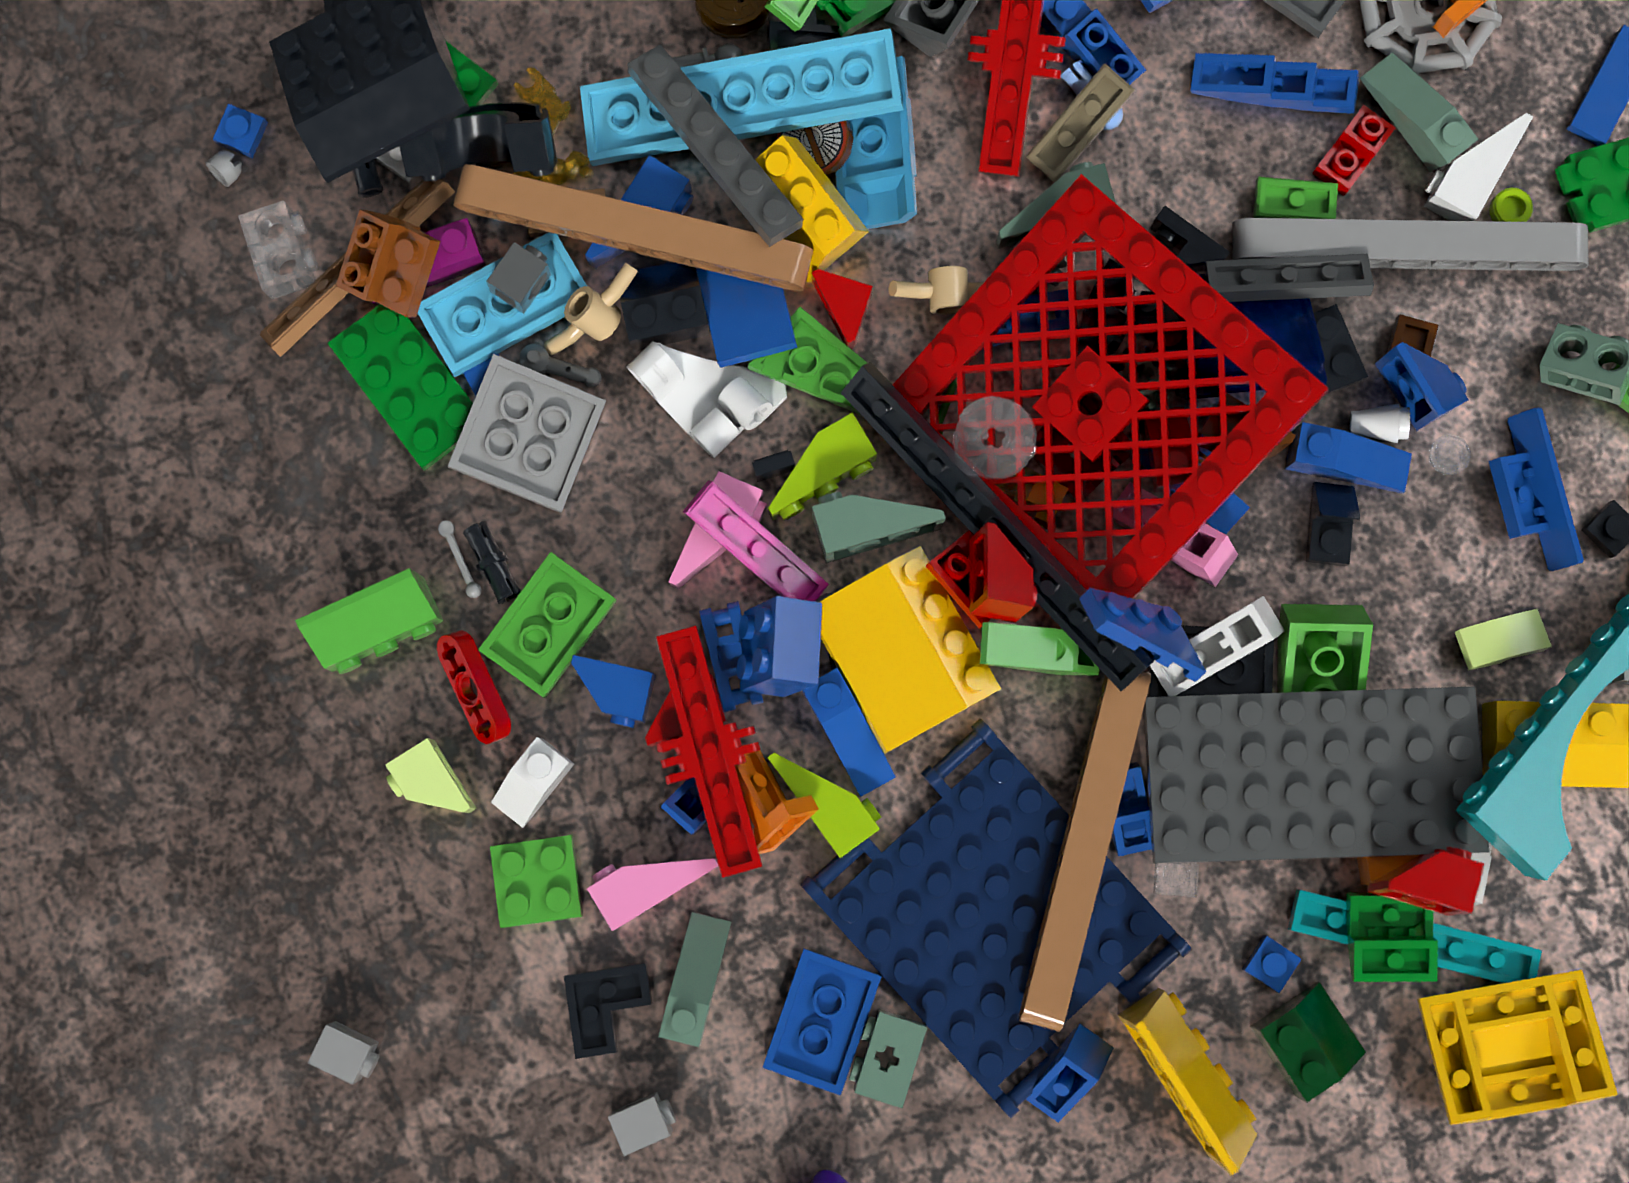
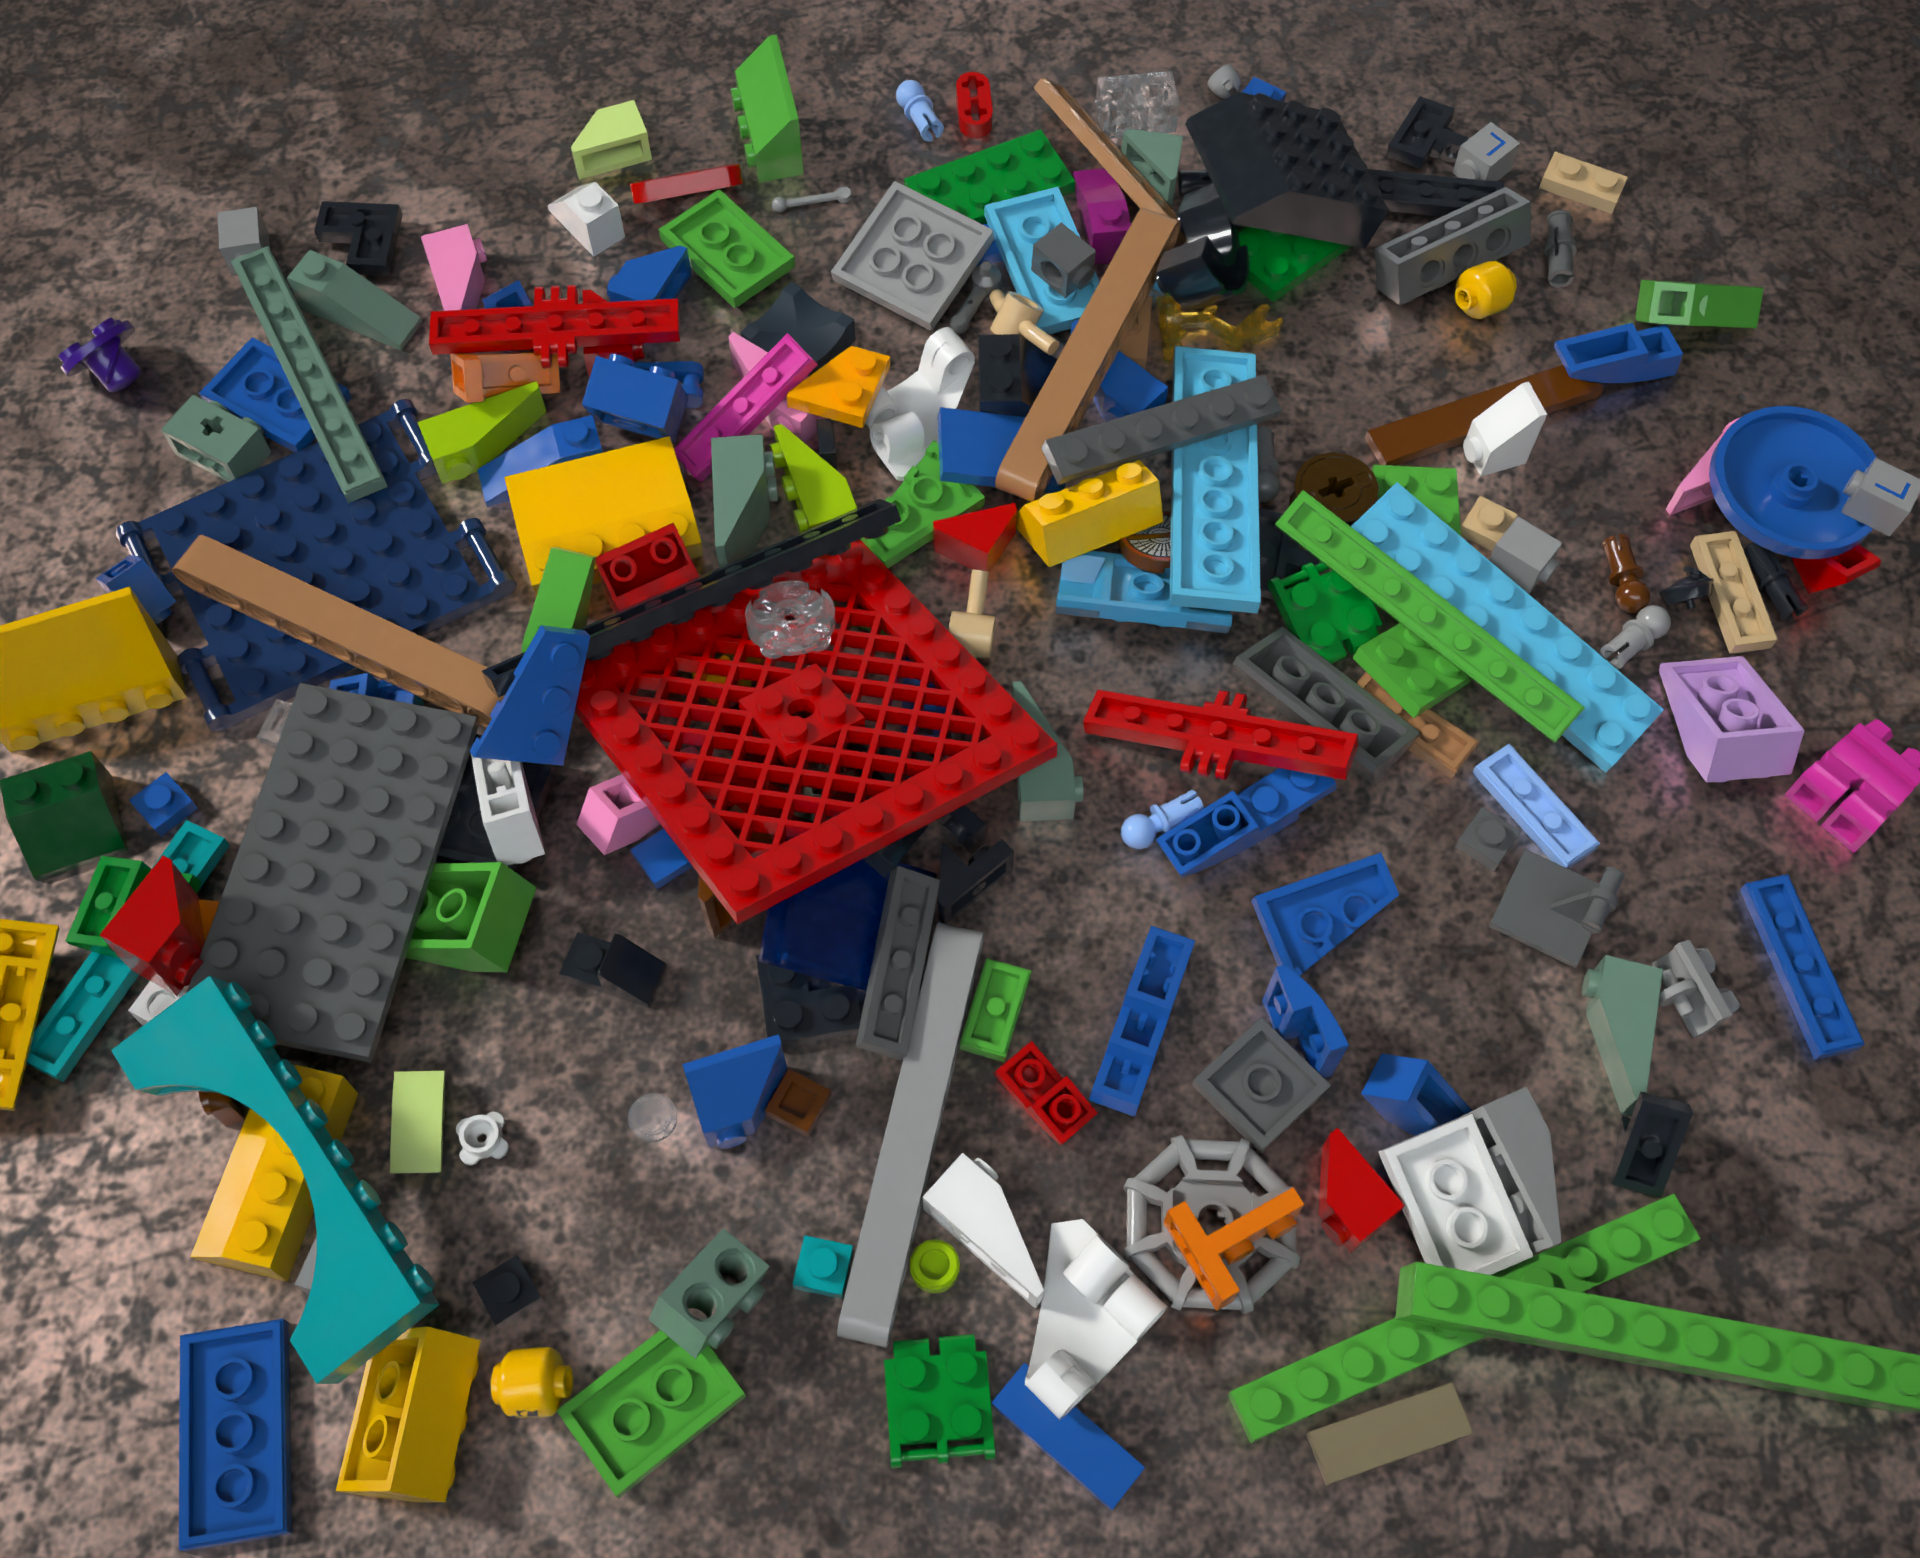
camera: 100 degrees right, 20 degrees down
(304, 428) = (980, 104): none -> red beam
(306, 485) = (918, 109): none -> light blue pin
(343, 211) = (1155, 157): none -> sand green slope
(345, 1053) = (398, 47): light grey brick -> none
(388, 262) = (1101, 157): dark orange brick -> none
(492, 562) = (799, 216): black pin -> none
(536, 881) = (497, 206): bright green plate -> none
(647, 523) = (813, 326): none -> black brick
(718, 454) = (843, 387): none -> light orange wing
(795, 994) = (309, 375): none -> sand green tile
(999, 577) = (633, 574): red slope -> none
(1080, 123) = (1131, 794): dark tan tile -> none
(1347, 458) = (678, 997): blue slope -> none
(1382, 422) = (711, 1036): white cone -> none
(1419, 112) = (1074, 1167): sand green slope -> none
(1511, 586) = (471, 1128): none -> white plate
(1520, 81) = (1087, 1316): none -> white panel
(1533, 292) = (823, 1267): none -> teal plate
(1534, 492) = (577, 1191): blue bracket -> none

